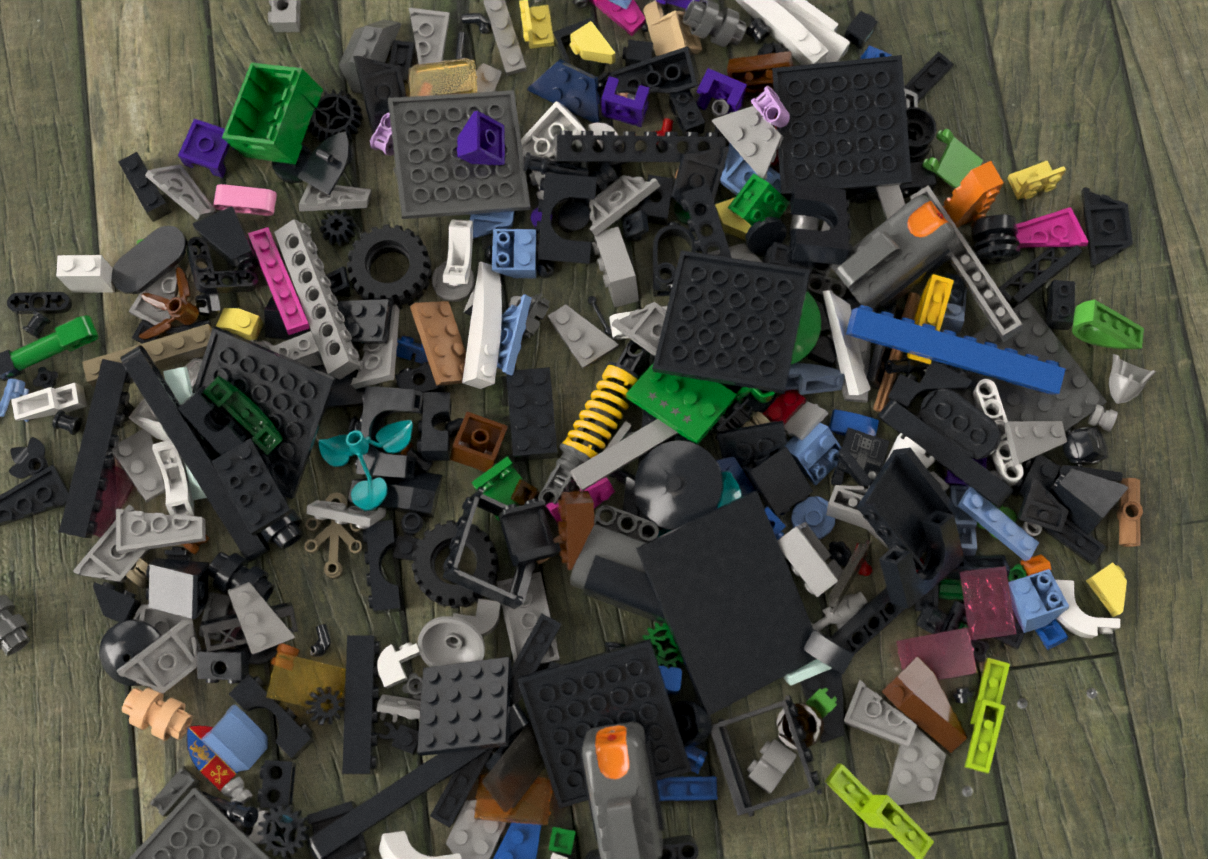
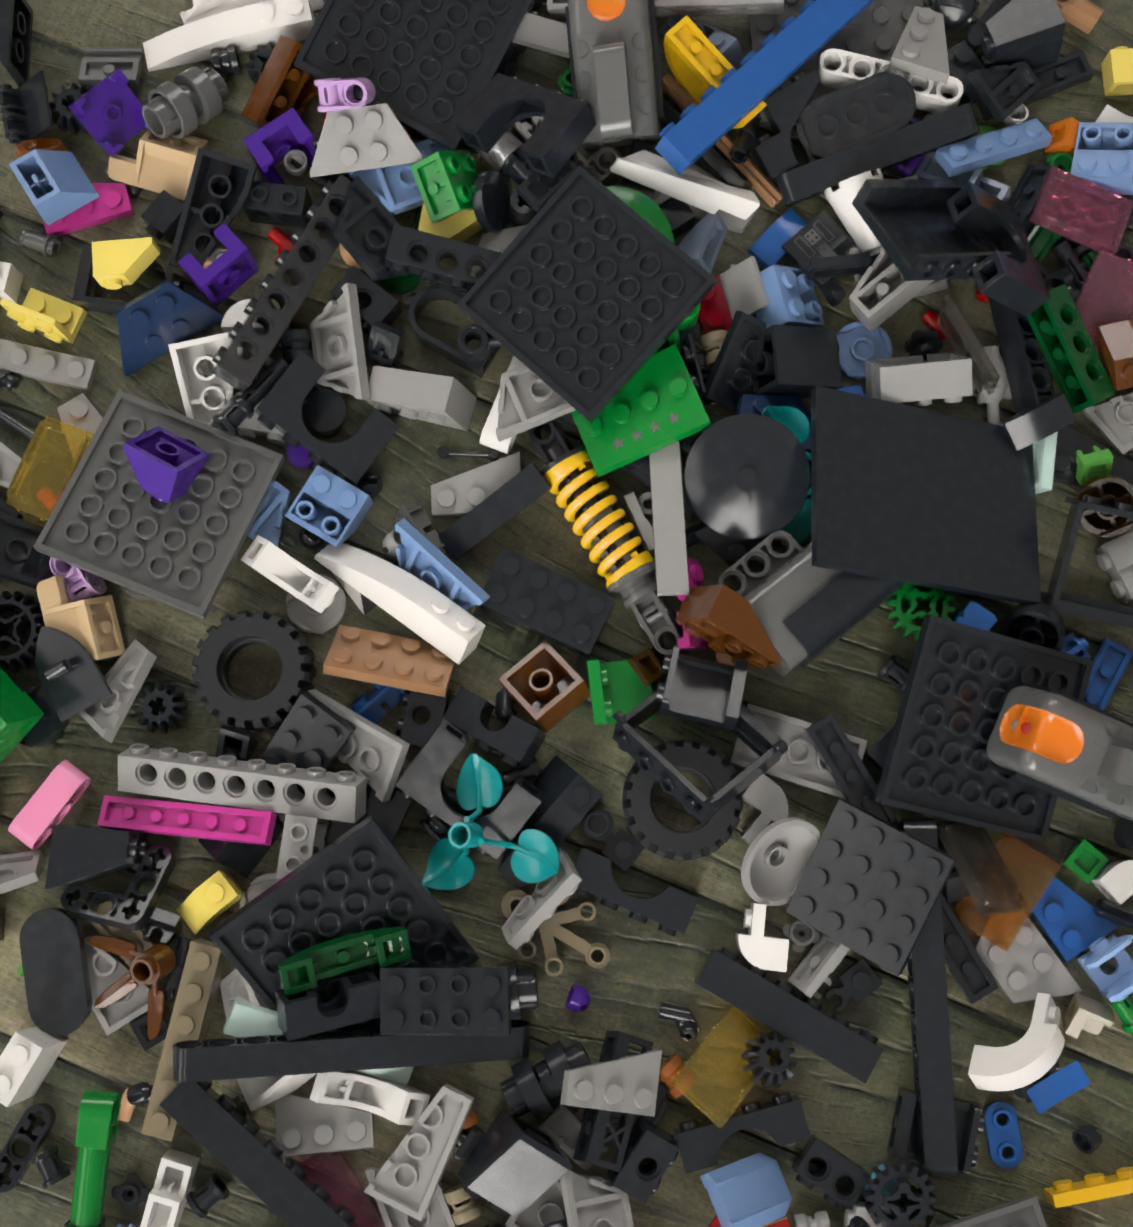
camera: 55 degrees left, 5 degrees up
(99, 346) = (131, 1097): none -> black arm
(300, 573) = (577, 999): none -> dark purple hinge
(364, 156) = (87, 620): none -> tan plate
(570, 350) = (495, 511): none -> black tile
(880, 647) = (1070, 351): none -> dark green brick

